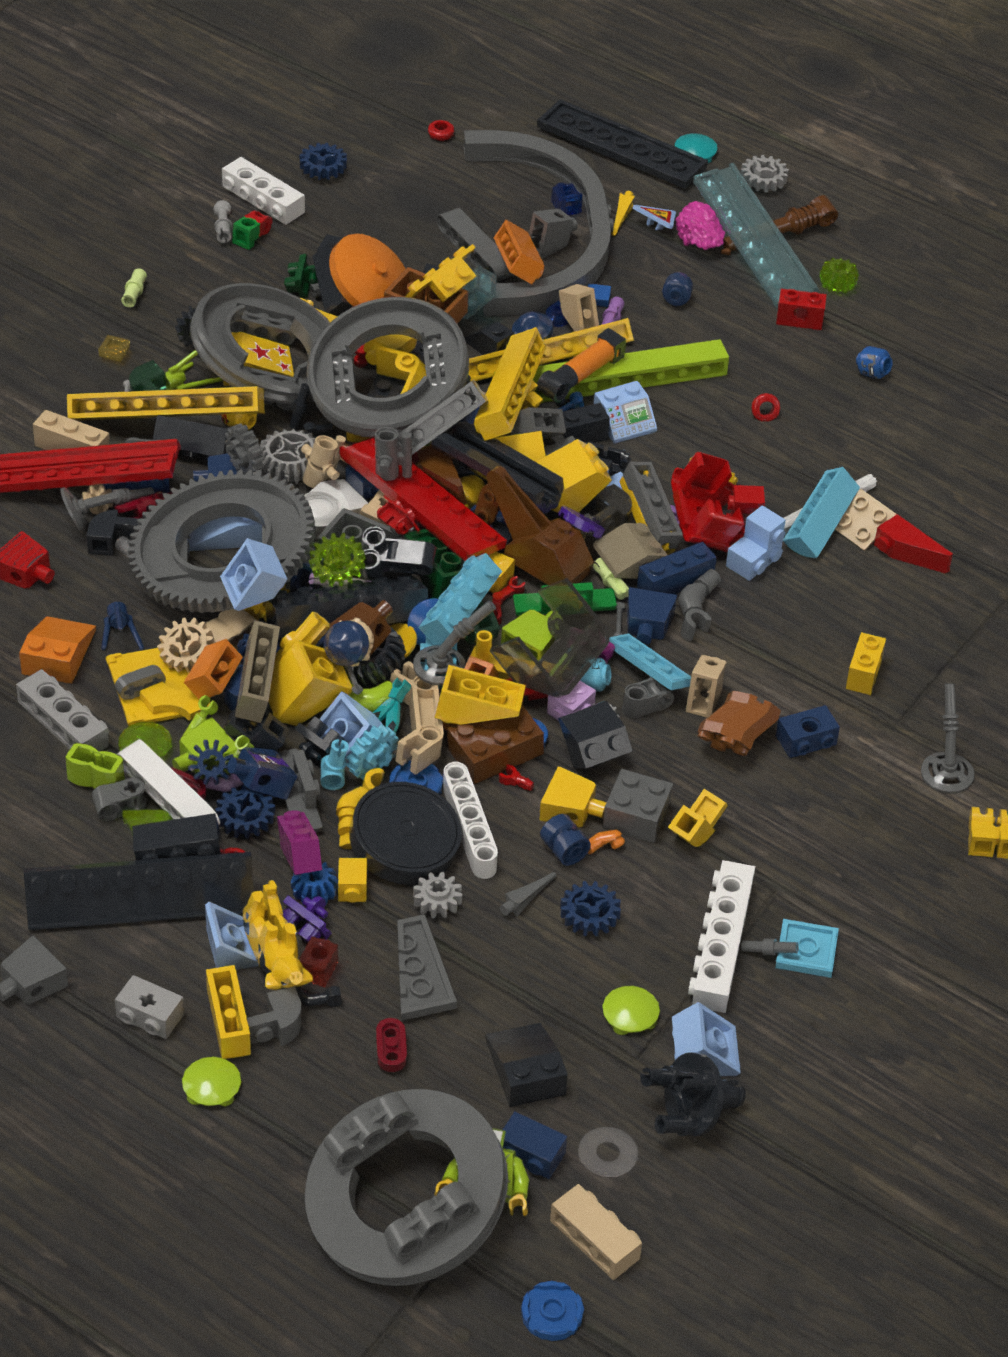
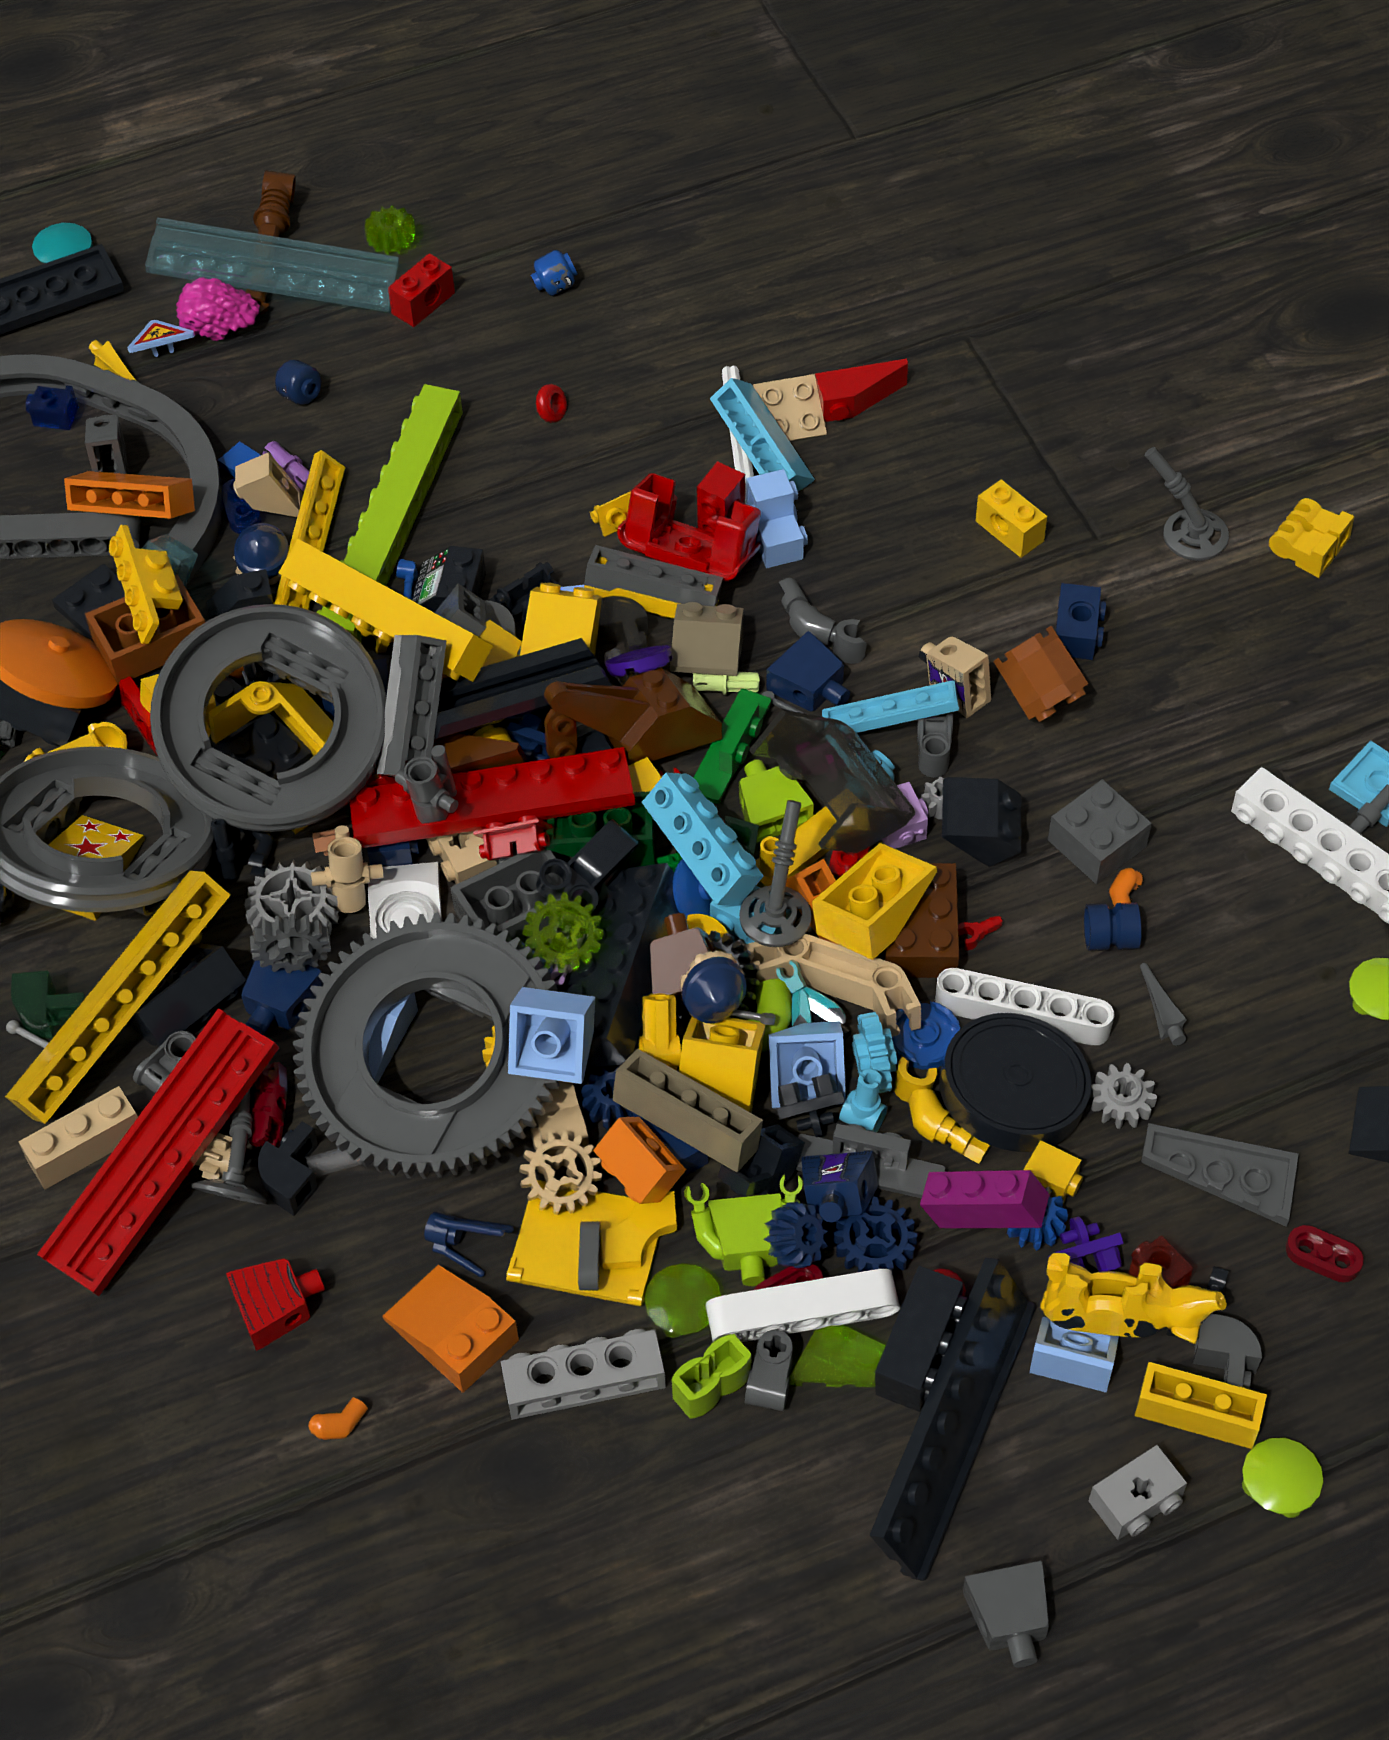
camera: 55 degrees left, 10 degrees up
(175, 375) = (52, 960): lime plant -> none
(556, 384) = (382, 528): piece -> none
(570, 796) = (1048, 891): yellow torso -> none
(590, 908) = (1241, 961): dark blue gear -> none
(628, 411) = (469, 524): light blue slope -> none
(676, 570) = (762, 614): dark blue brick -> none
(697, 823) = (1156, 789): yellow brick -> none
(764, 173) = (165, 202): light grey gear -> none

